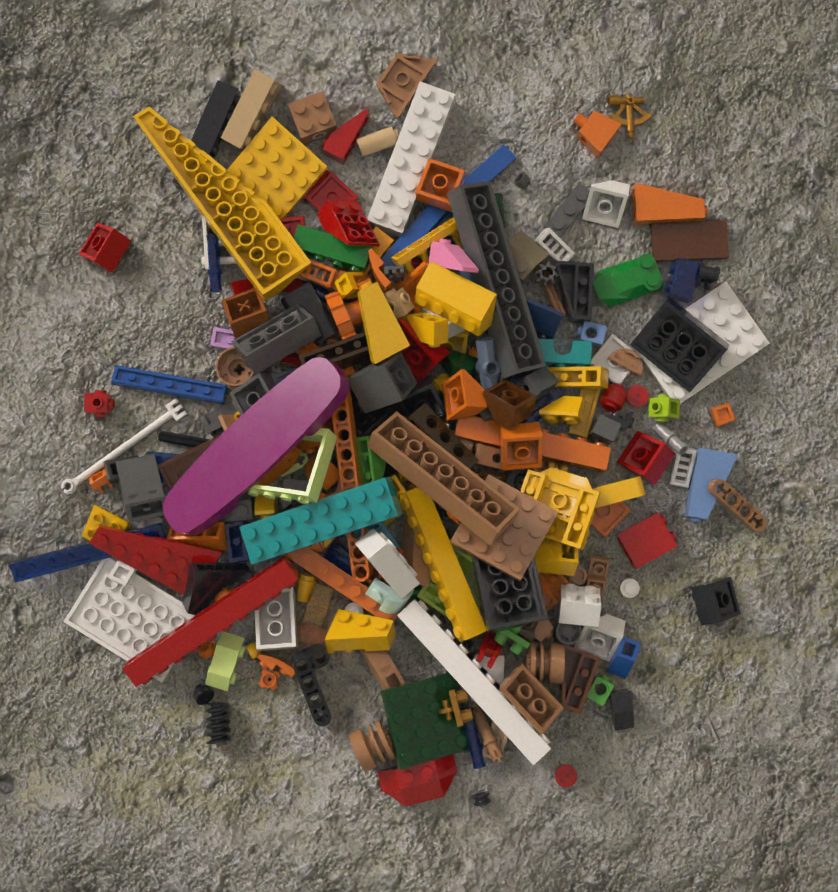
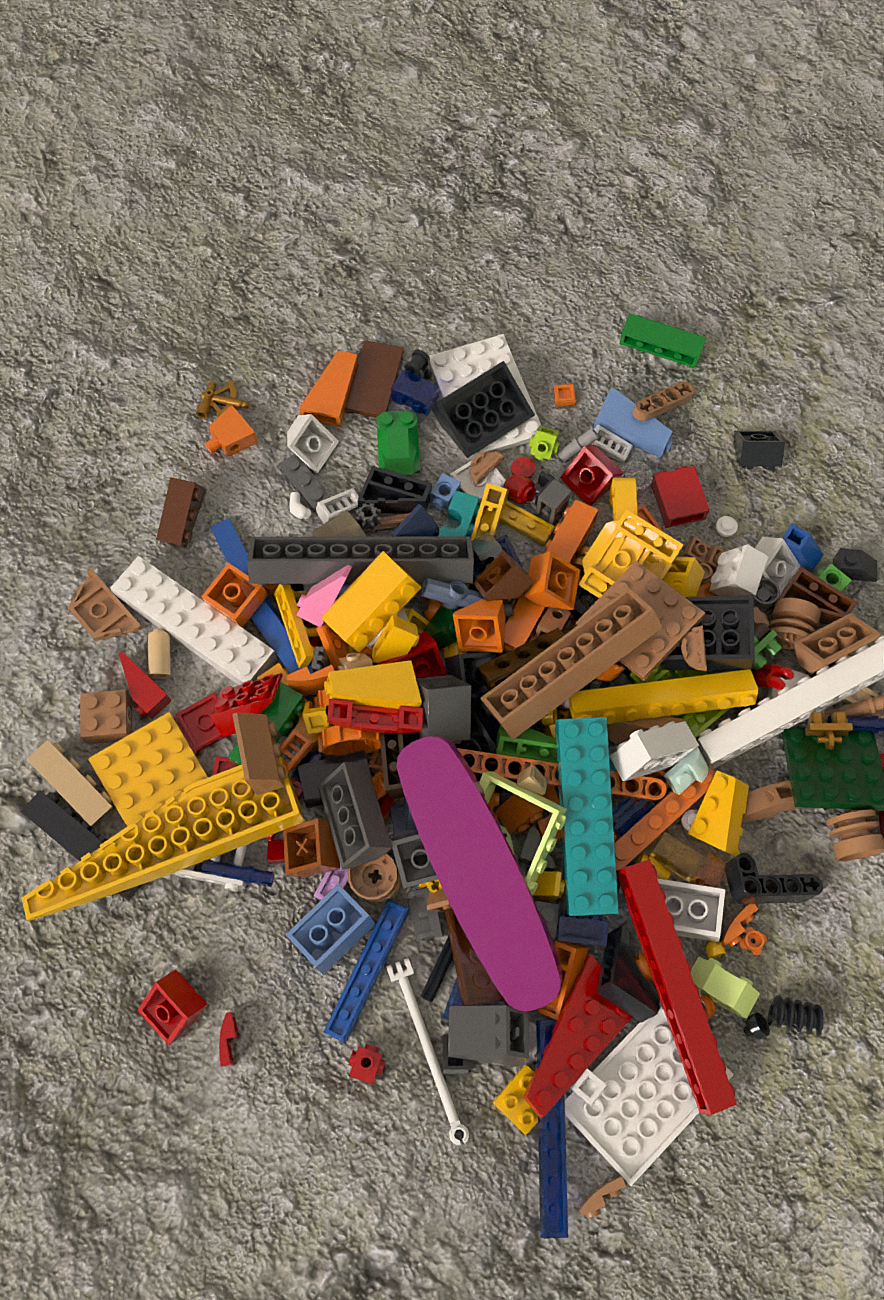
camera: 75 degrees left, 15 degrees down
(46, 597) = (594, 1201): none -> medium nougat slope
(97, 295) = (228, 1032): none -> red slope
(98, 480) = (461, 1089): orange tile -> none
(190, 347) = (330, 929): none -> medium blue slope
(300, 247) = (259, 752): none -> medium nougat slope
(335, 470) = (532, 780): none -> tan slope
(354, 329) = (374, 719): none -> red slope
(486, 577) = (694, 649): none -> medium nougat tile
(508, 114) = (180, 512): none -> reddish brown wedge
(522, 180) = (256, 518): dark grey hinge -> none
(541, 212) = (298, 509): none -> white arm
(565, 409) = (521, 532): yellow slope -> none
(804, 491) = (662, 340): none -> green brick

